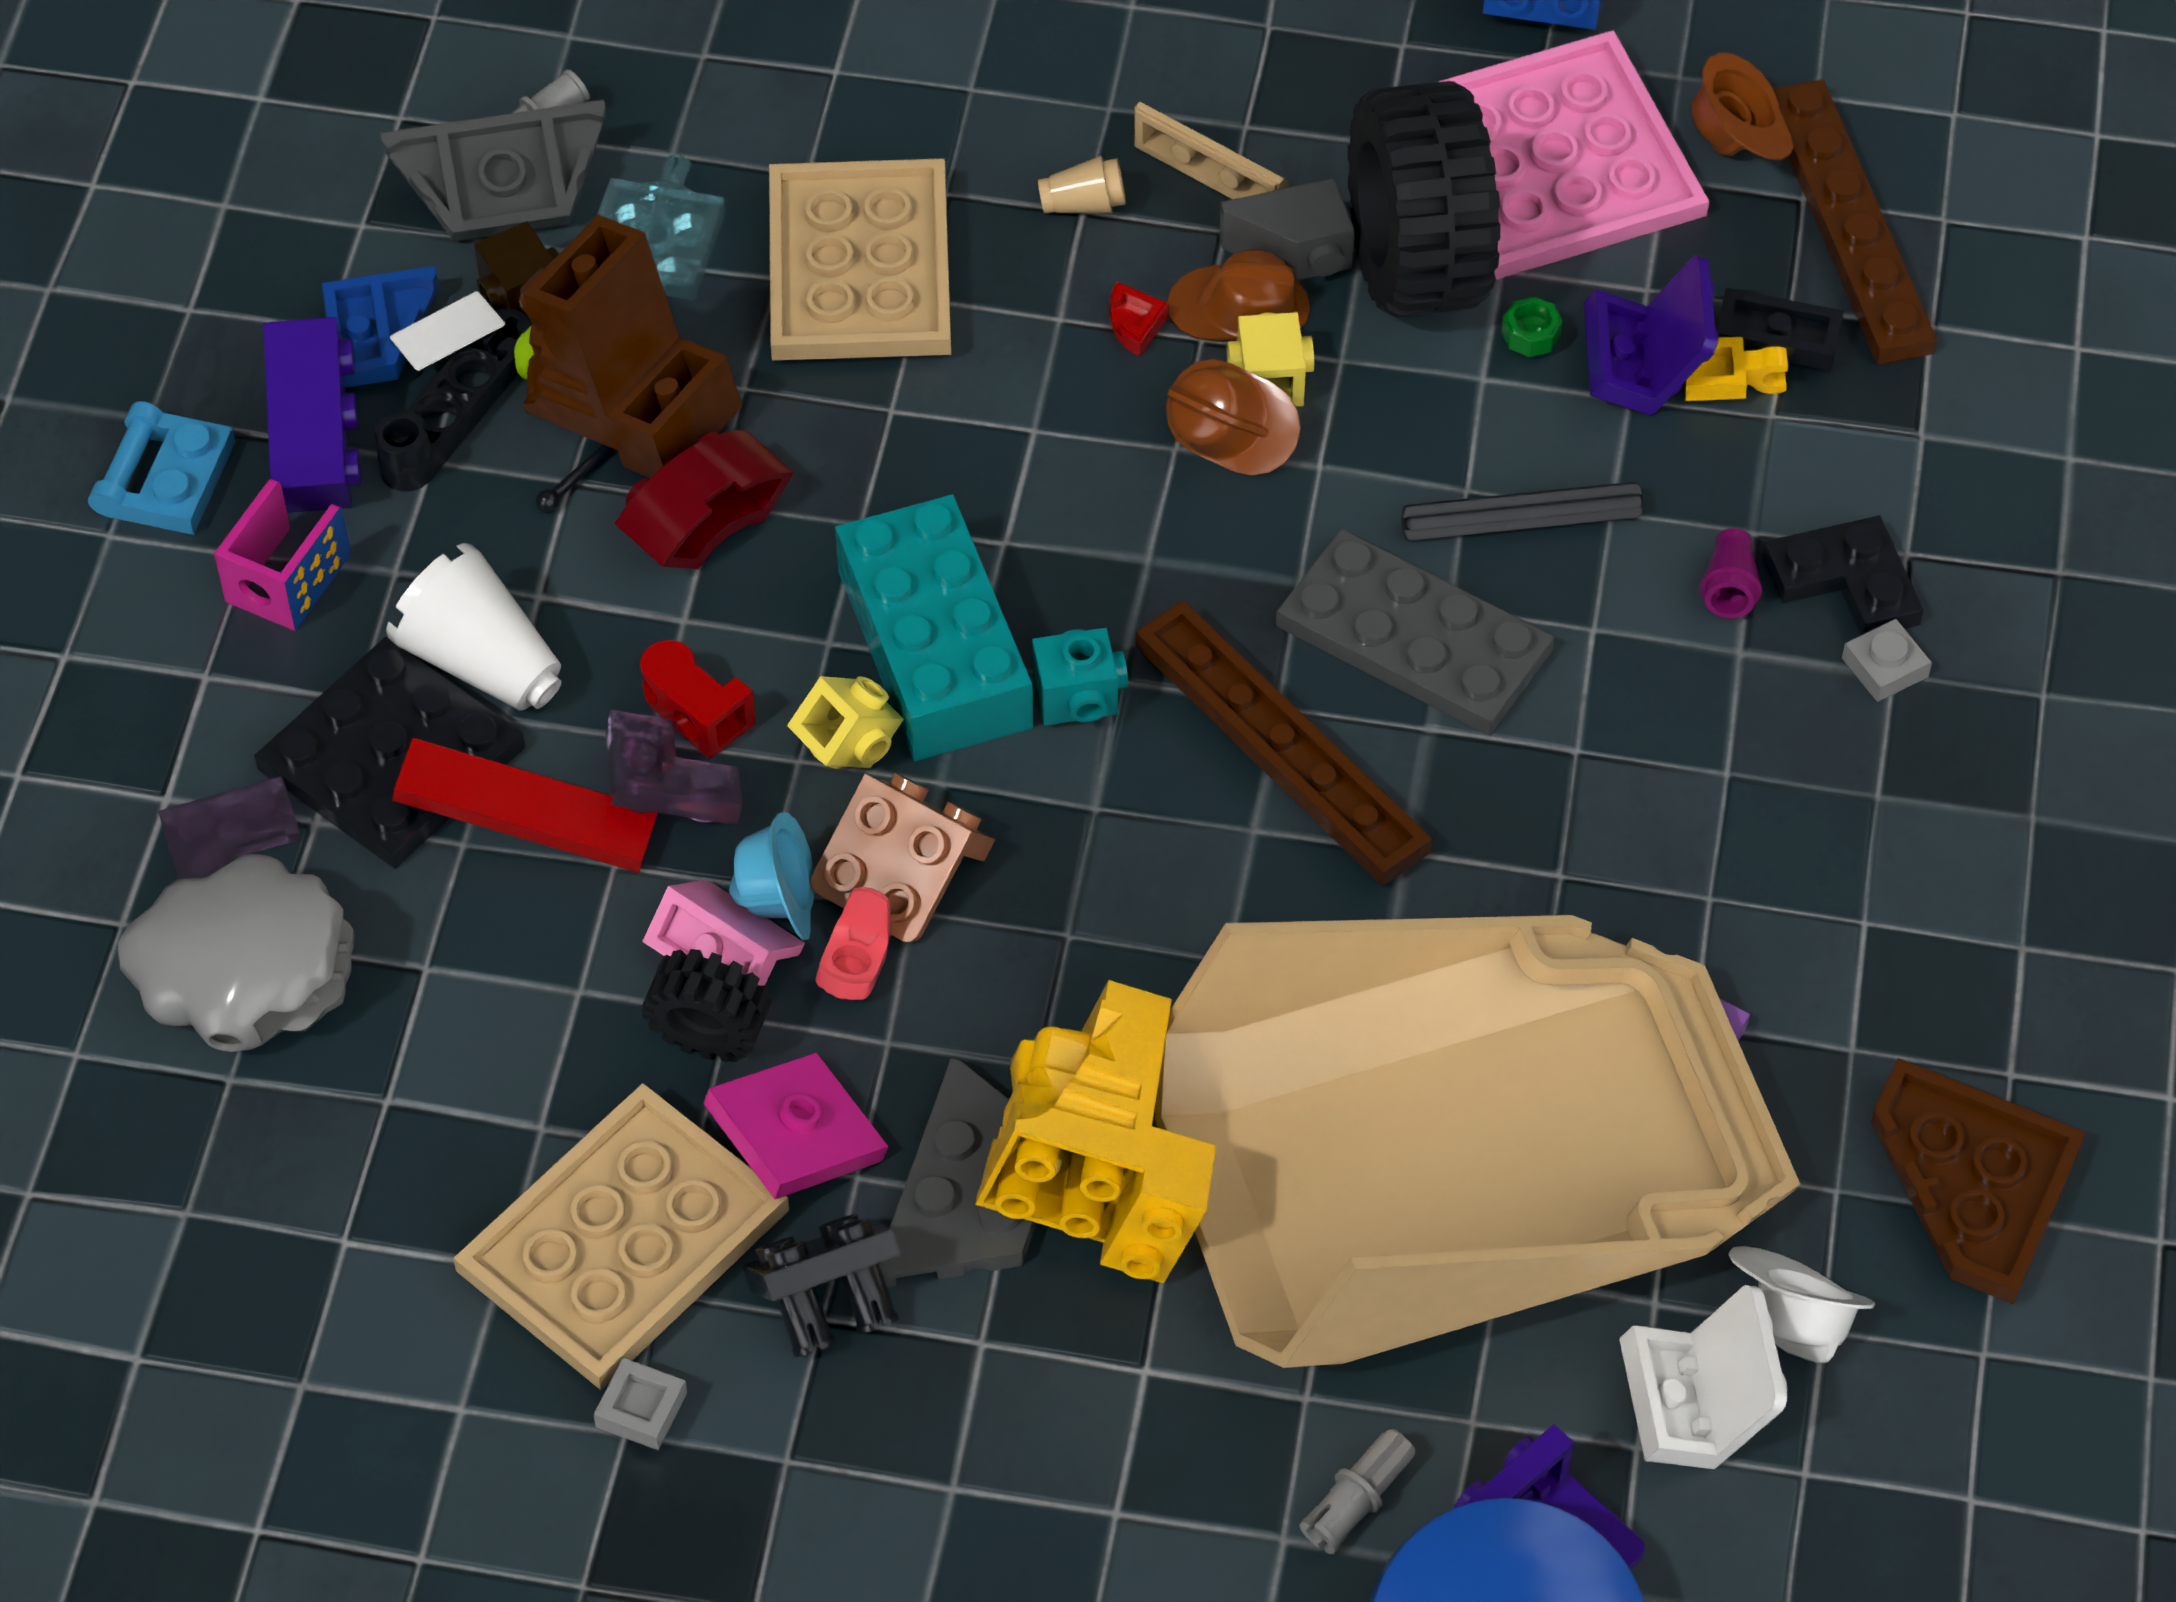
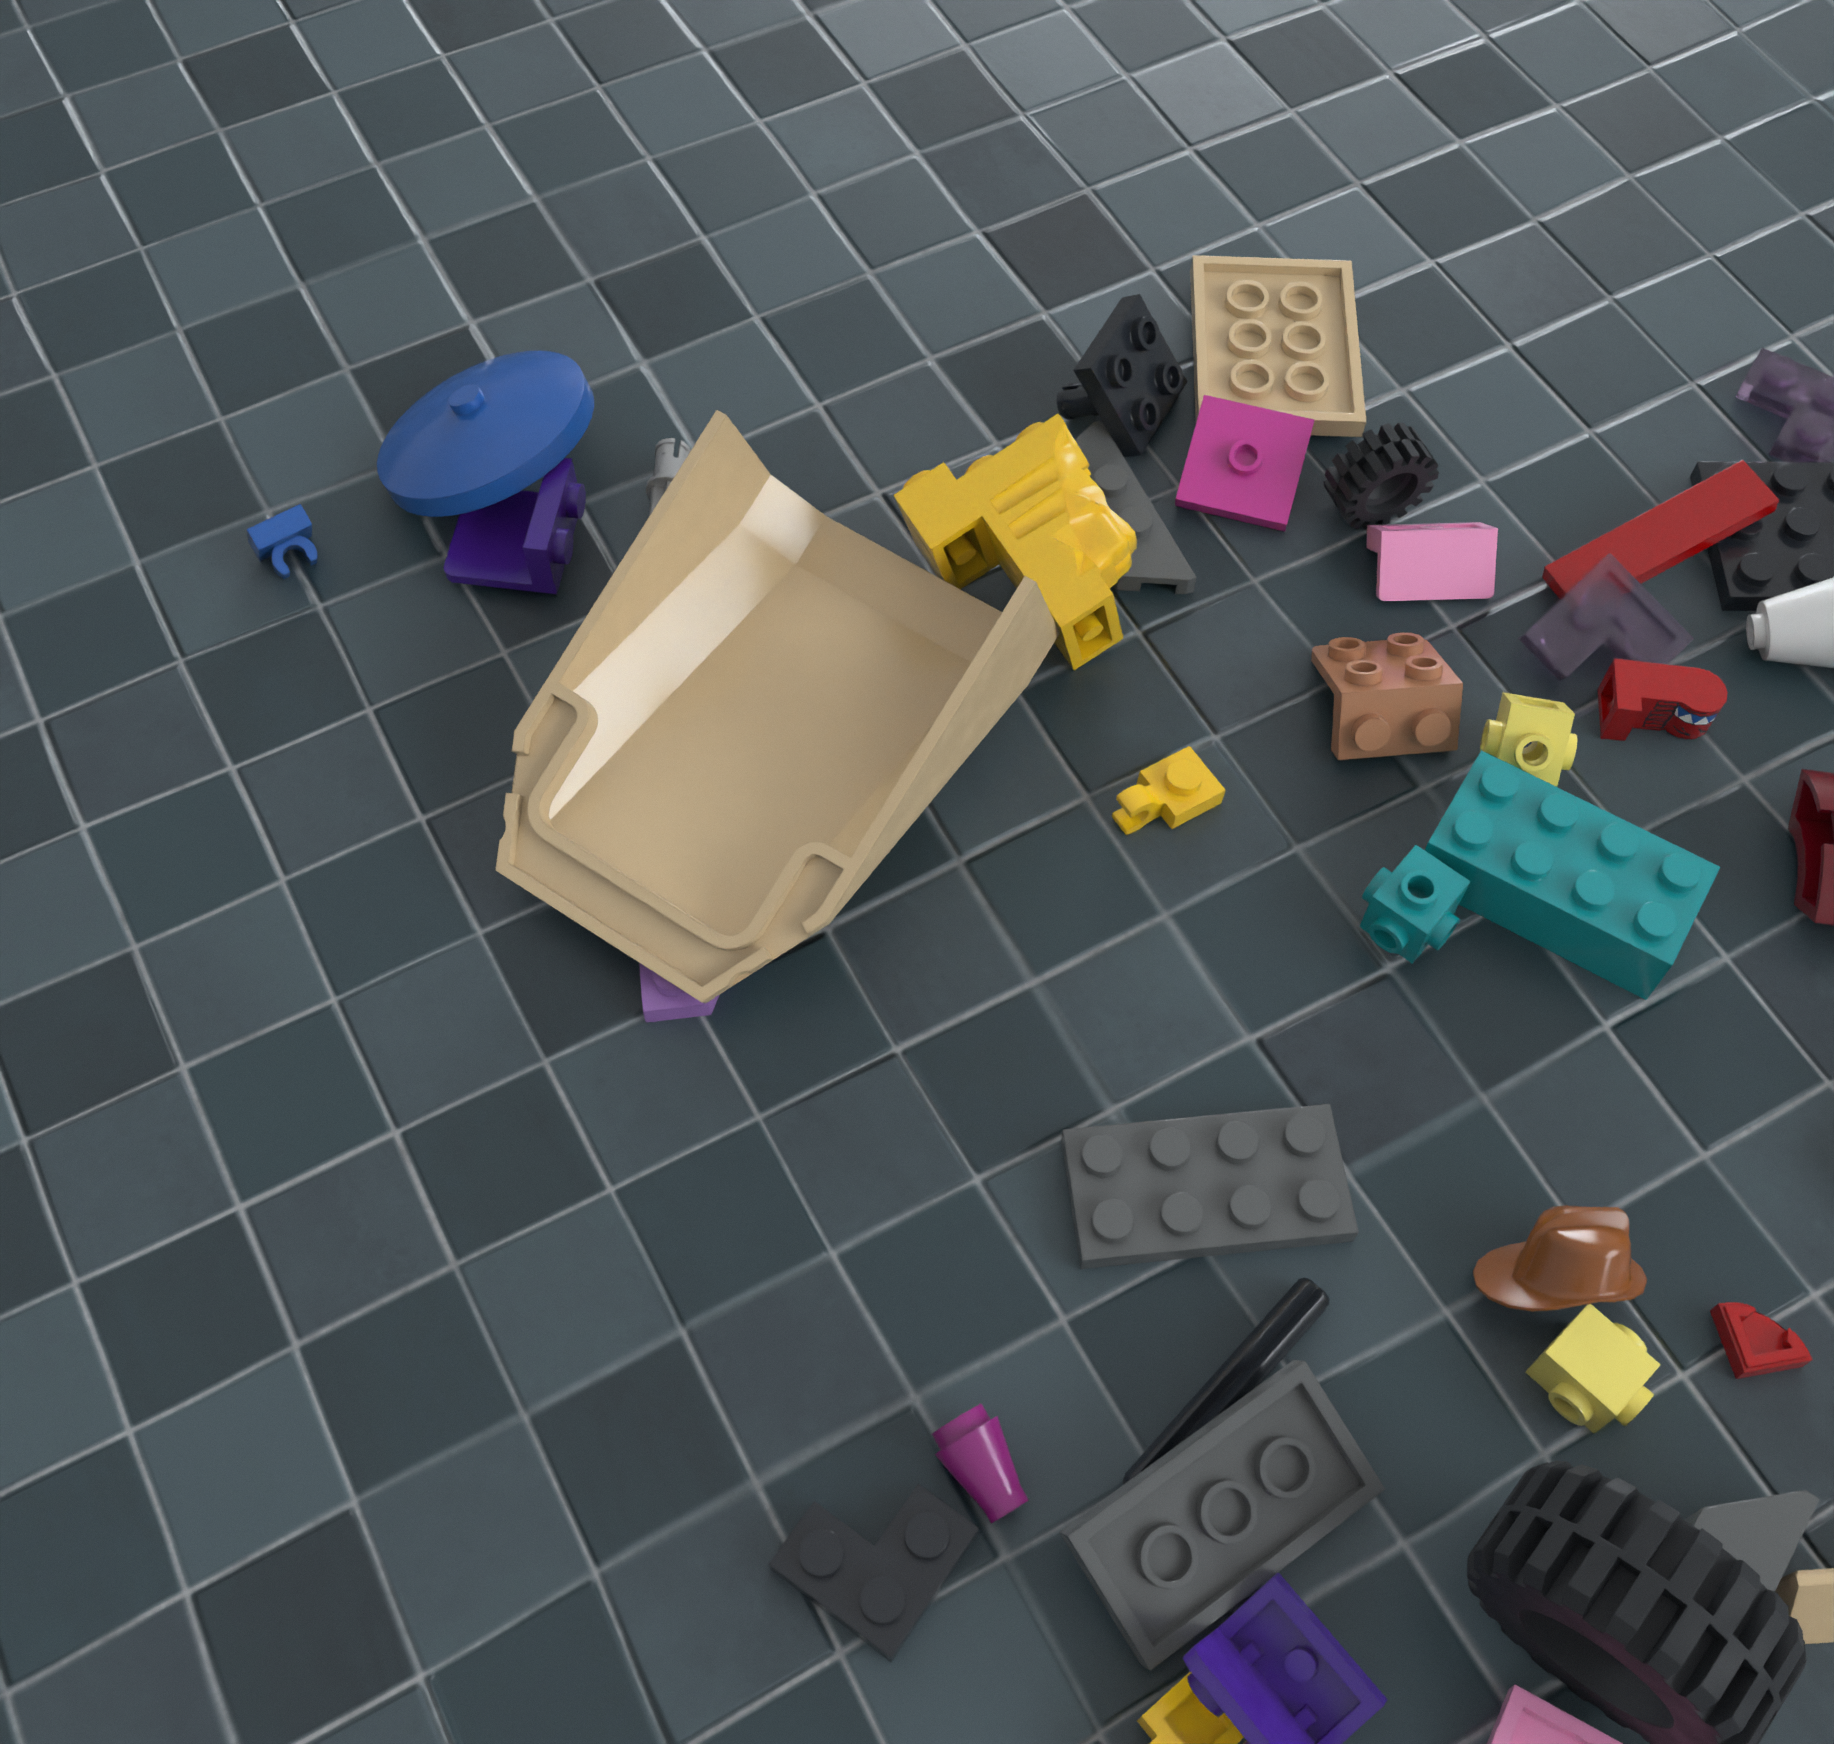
camera: 140 degrees right, 5 degrees up
(240, 953) = (1692, 327): light grey piece -> none
(640, 1403) = (1156, 267): light grey plate -> none
(775, 874) = (1432, 591): medium azure piece -> none
(856, 946) = (1336, 602): coral hair -> none
(1156, 904) = (1171, 788): none -> yellow plate
(1246, 284) = (1695, 1441): dark orange piece -> none
(1283, 743) = (1214, 985): reddish brown plate -> none
(1531, 326) = (1411, 1632): green tile -> none
(1597, 440) = (1222, 1513): none -> dark grey plate
(1706, 1388) = (471, 677): white bracket -> none
(1805, 1307) = (441, 796): white piece -> none
(1886, 660) = (769, 1484): light grey plate -> none
(1975, 1173) = (365, 1001): reddish brown plate -> none

